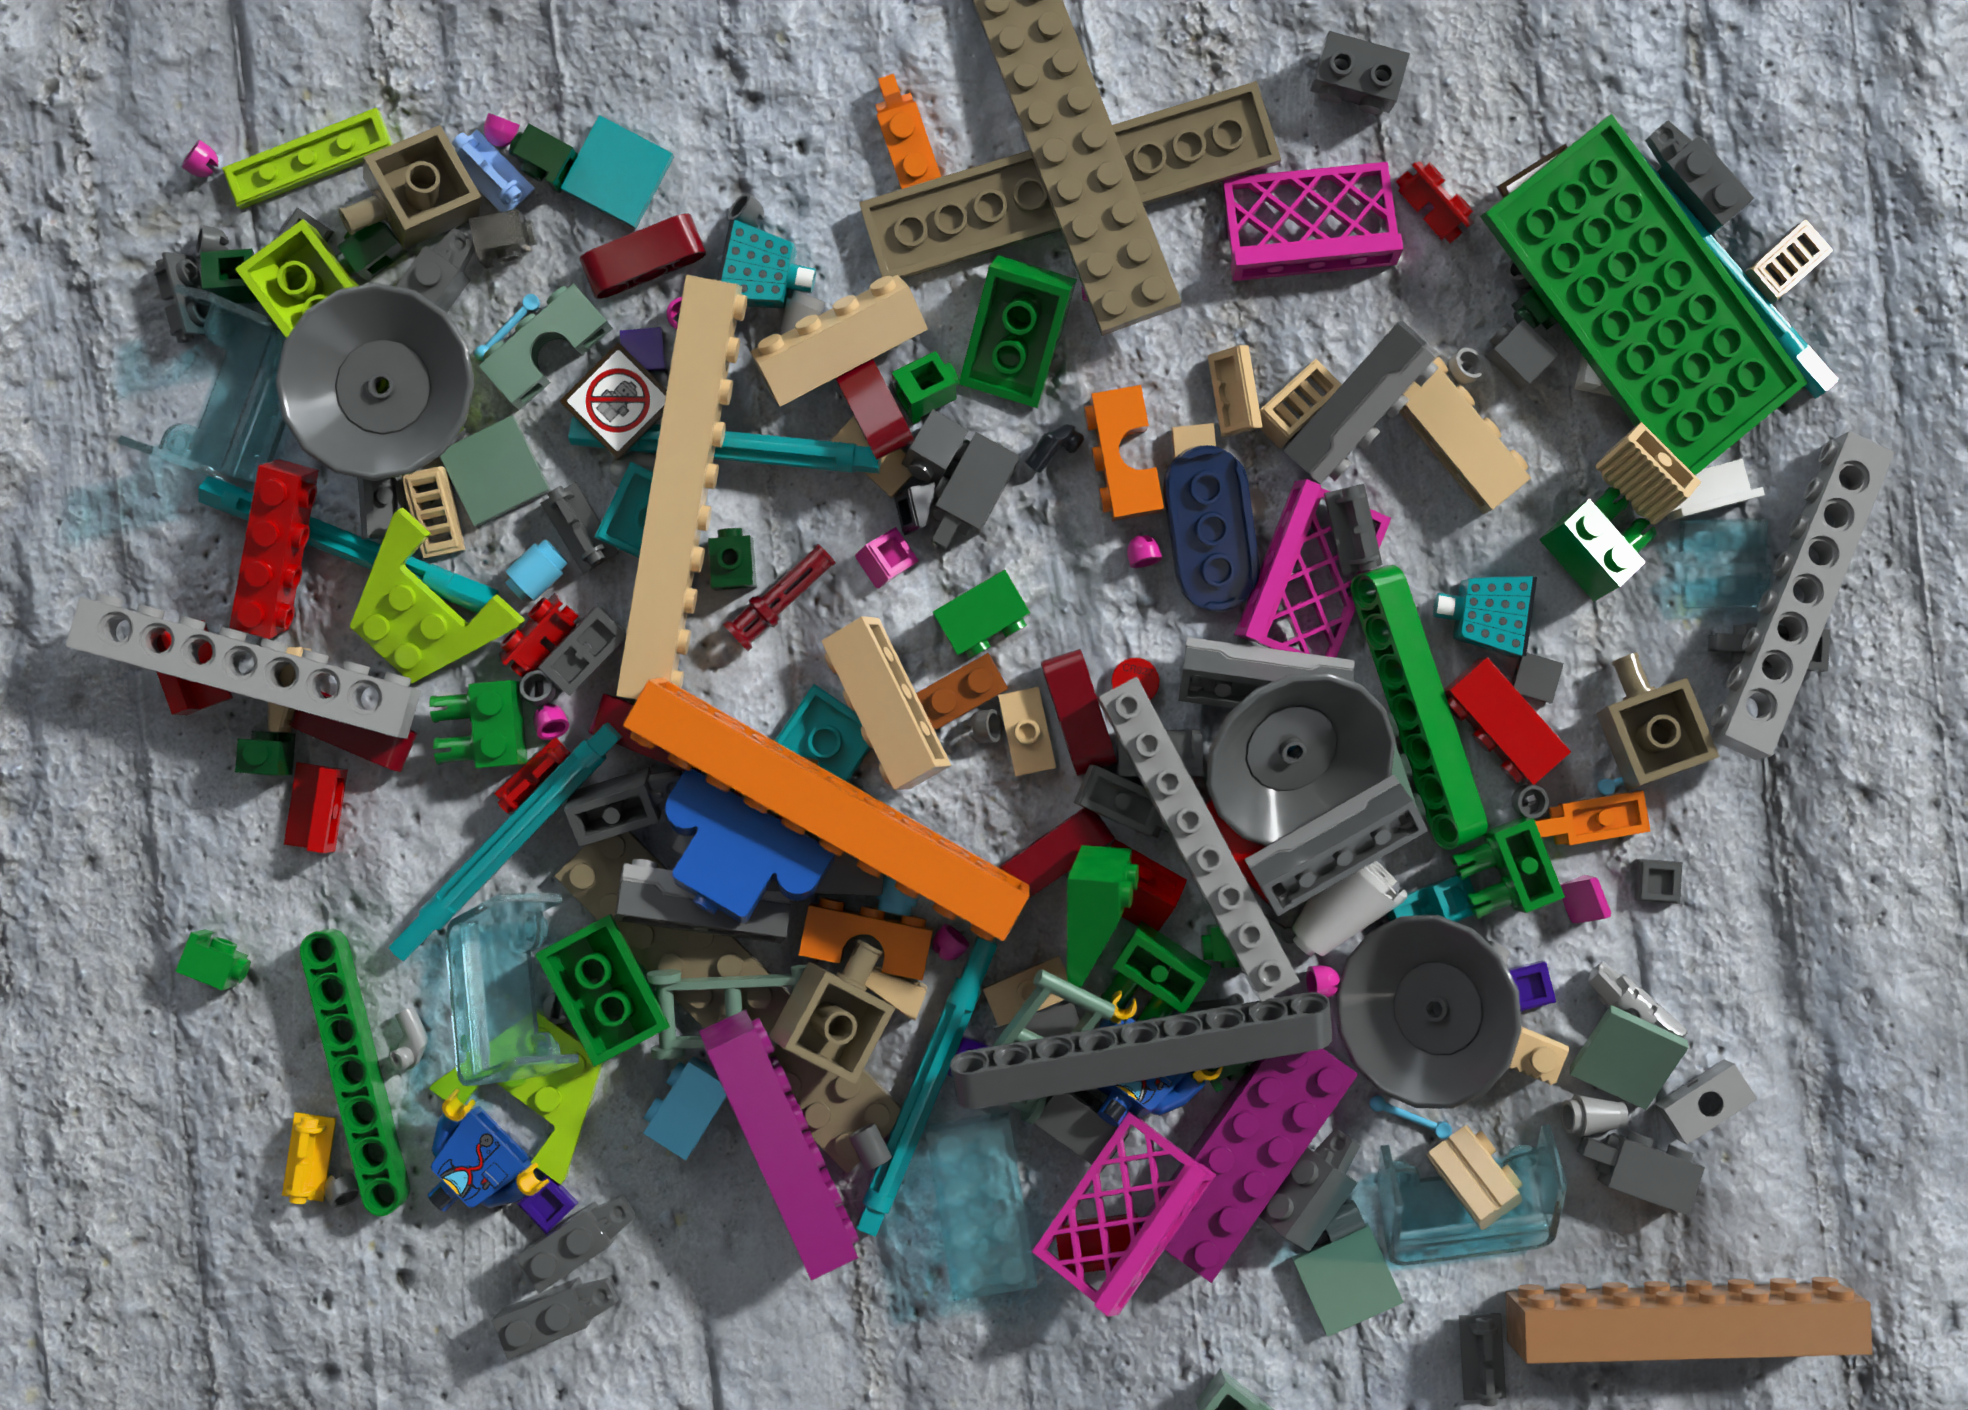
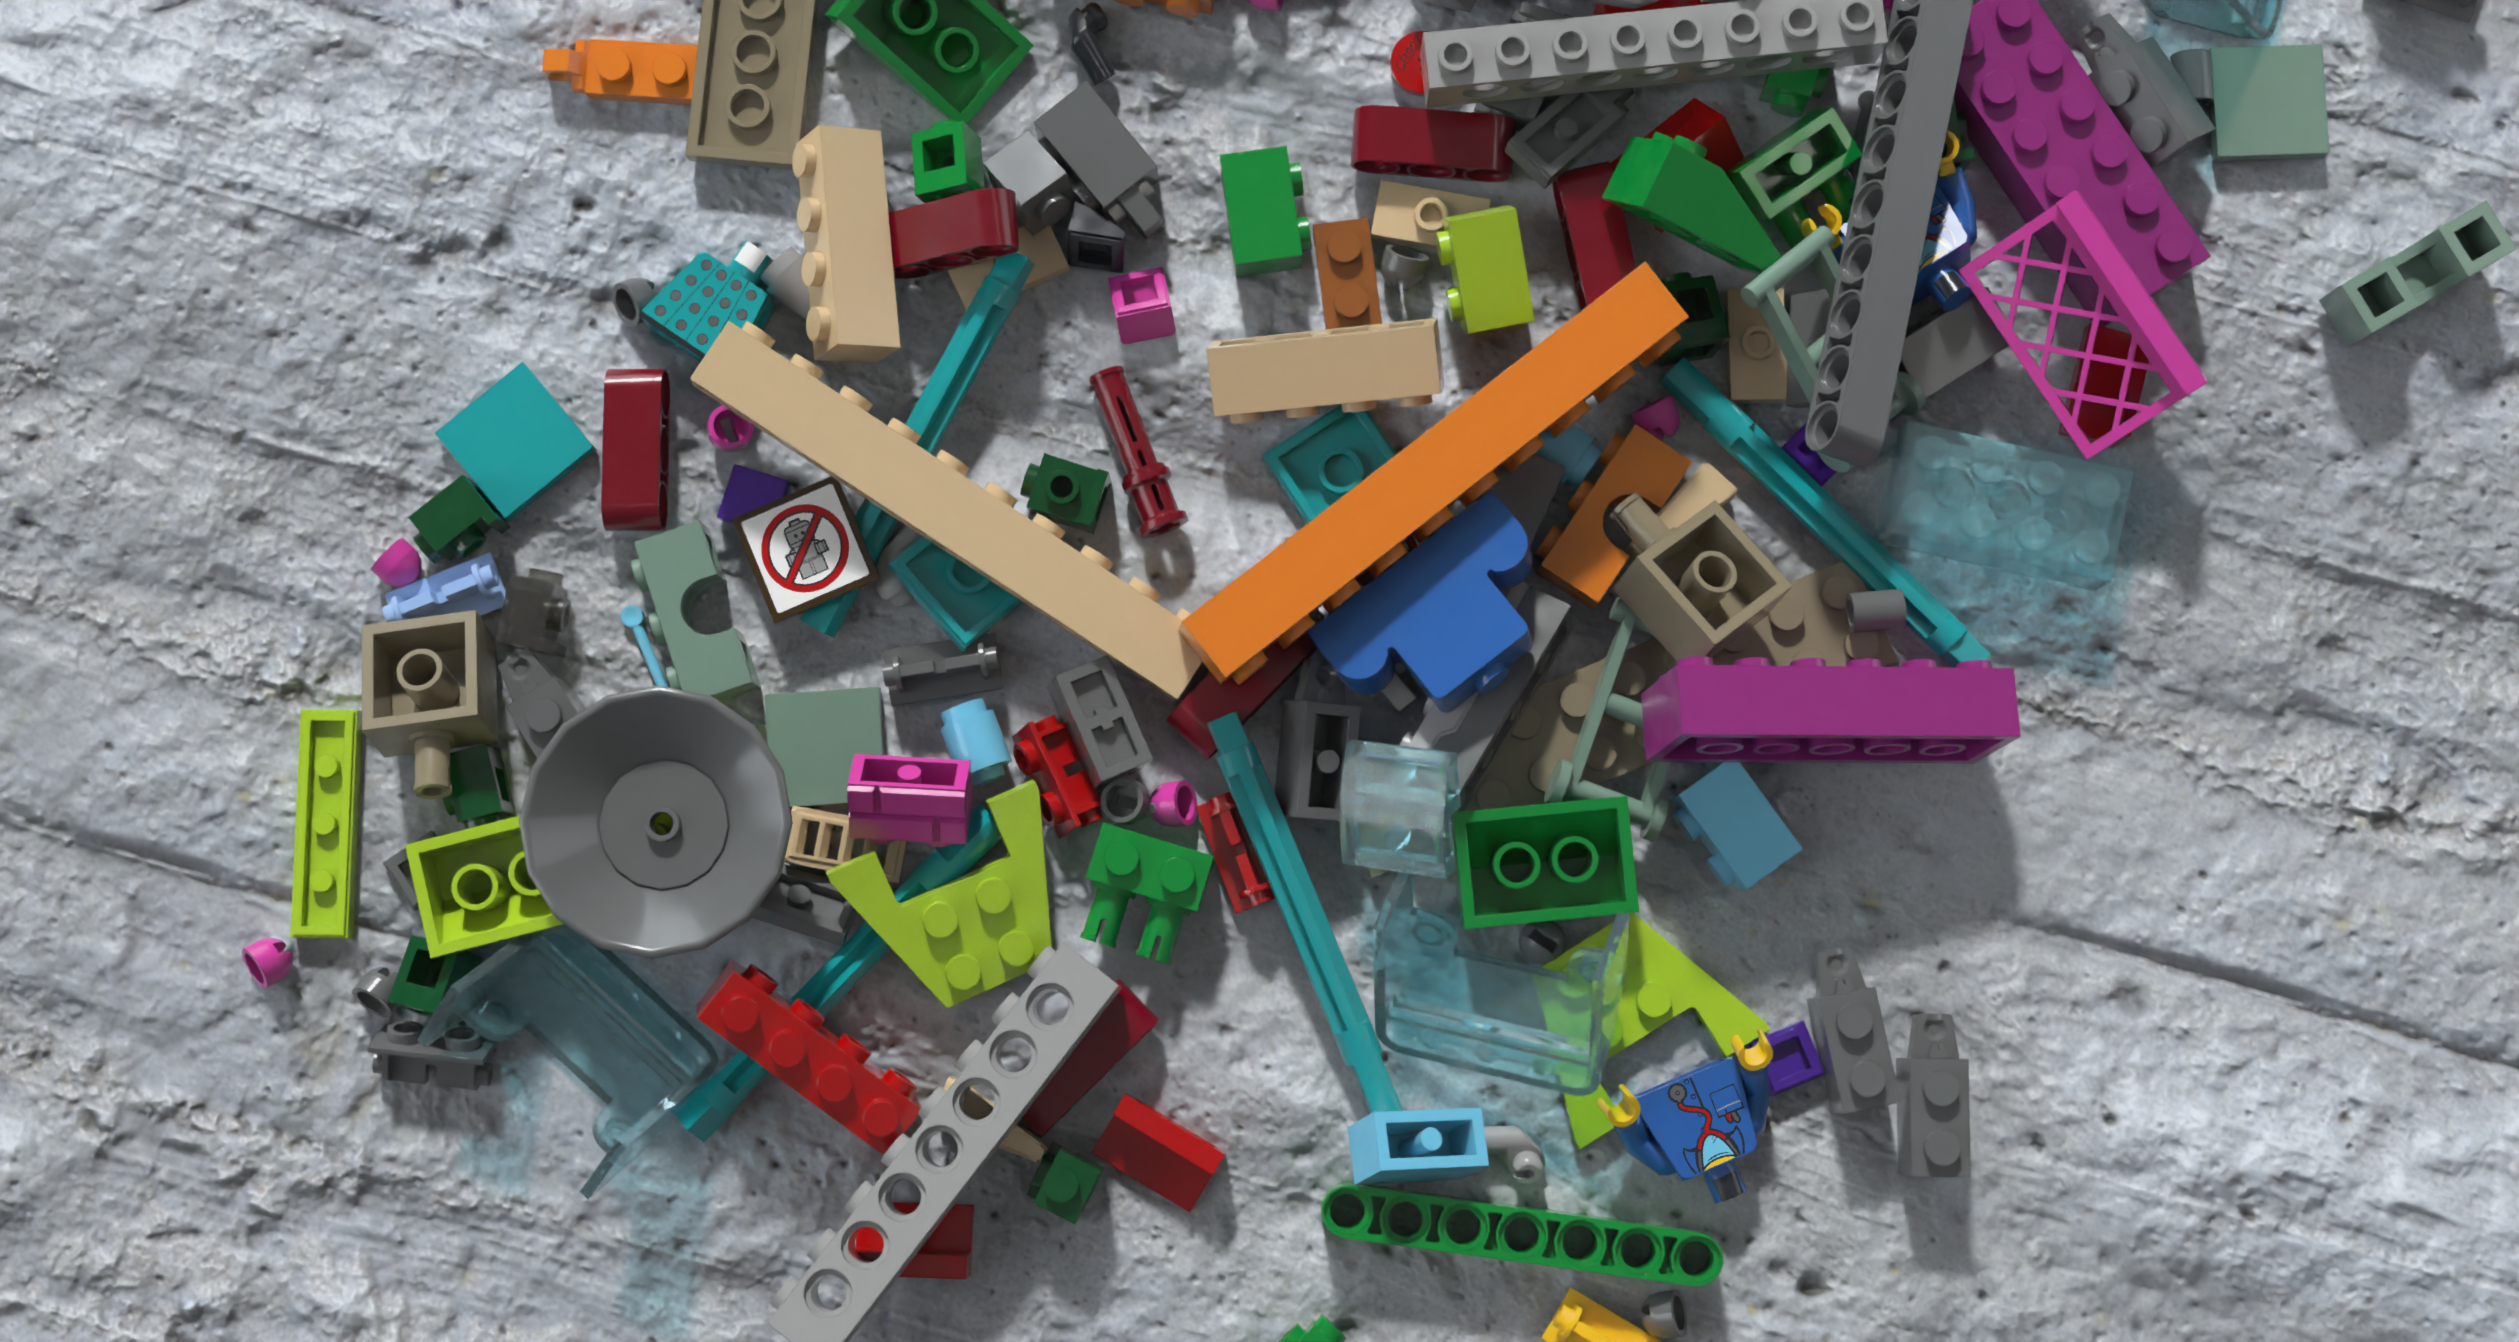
camera: 65 degrees left, 5 degrees down
(380, 980) = (1417, 1146): none -> medium azure brick
(473, 543) = (909, 799): none -> dark pink brick
(594, 877) = (1398, 808): none -> clear light blue slope
(1001, 786) = (1486, 269): none -> lime brick
(1042, 939) = (1706, 325): none -> dark green brick

